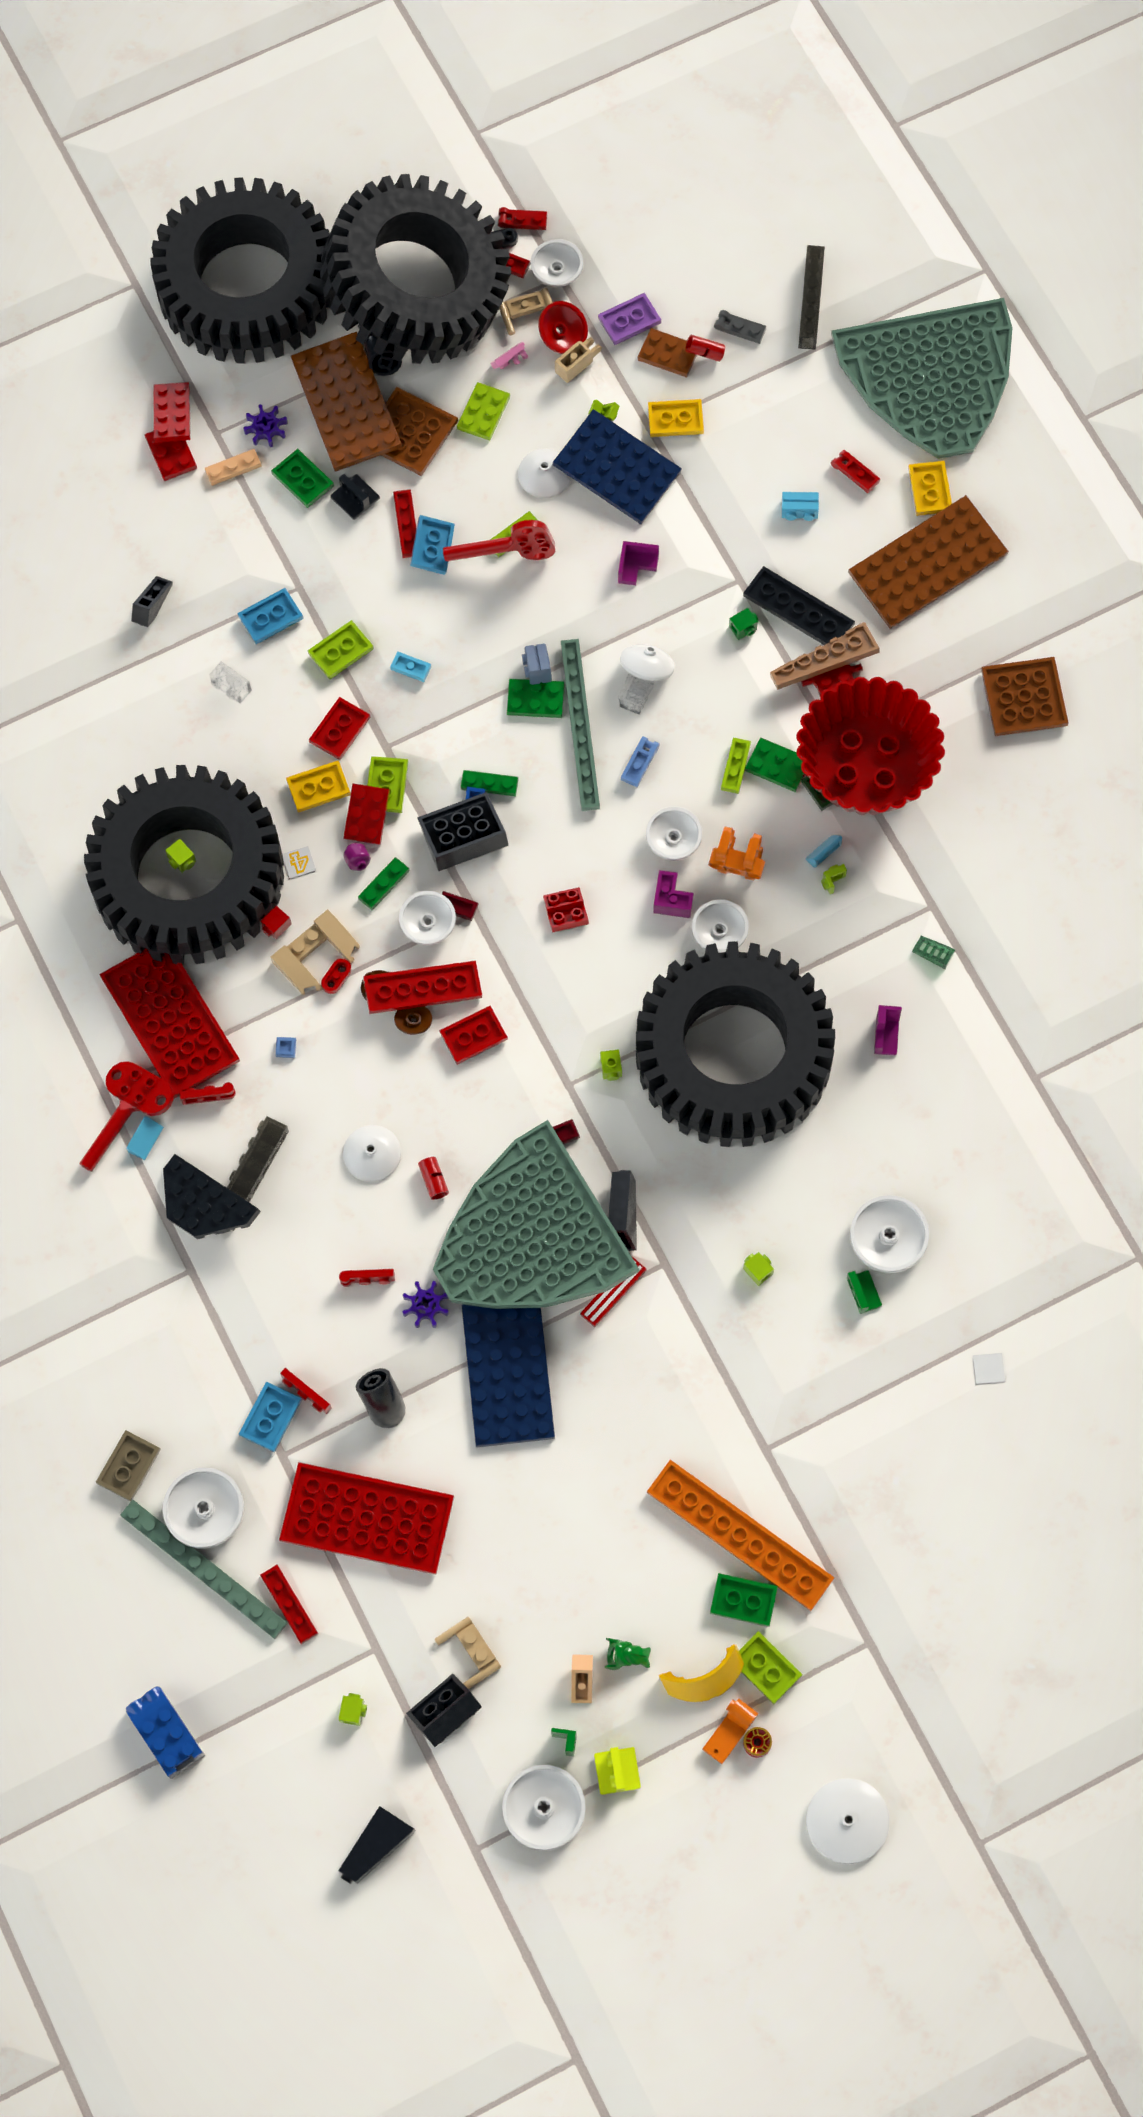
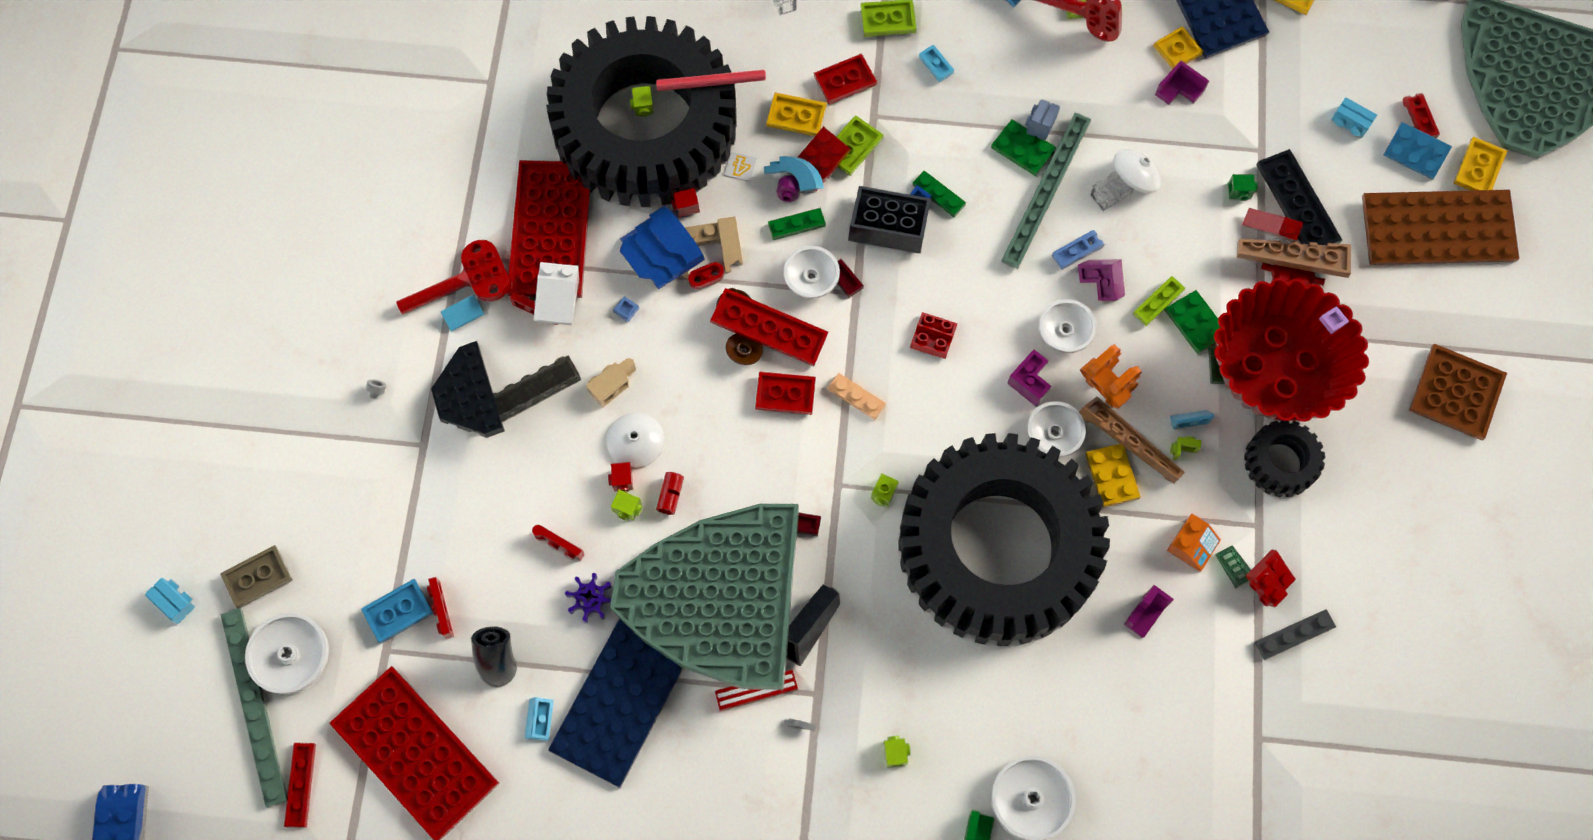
camera: 30 degrees right, 0 degrees up
(68, 1530) = (170, 600): none -> medium azure brick
(115, 1247) = (375, 387): none -> light grey tile
(220, 1069) = (556, 293): none -> white slope
(233, 801) = (711, 80): none -> coral axle
(281, 975) = (660, 248): none -> blue slope
(318, 1116) = (611, 381): none -> tan hinge
(356, 832) = (805, 172): none -> medium azure arch
(383, 1190) = (621, 477): none -> red brick
(404, 1211) = (626, 505): none -> lime brick
(450, 1427) = (539, 719): none -> medium azure slope
(535, 1001) = (856, 396): none -> light nougat plate
(612, 528) = (1177, 47): none -> yellow tile
(667, 1295) = (800, 724): none -> light grey piece
(677, 769) = (1107, 275): none -> magenta panel
(771, 895) = (1117, 428): none -> medium nougat wing
(789, 642) = (1273, 224): none -> red slope
(789, 936) = (1112, 475): none -> yellow plate
(870, 504) = (1417, 150): none -> dark azure plate
(889, 951) = (1194, 542): none -> orange slope
(890, 700) = (1333, 320): none -> lavender plate
(919, 860) = (1297, 439): none -> black tyre
(968, 944) = (1271, 579): none -> red plate
(1014, 977) = (1295, 634): none -> dark grey plate

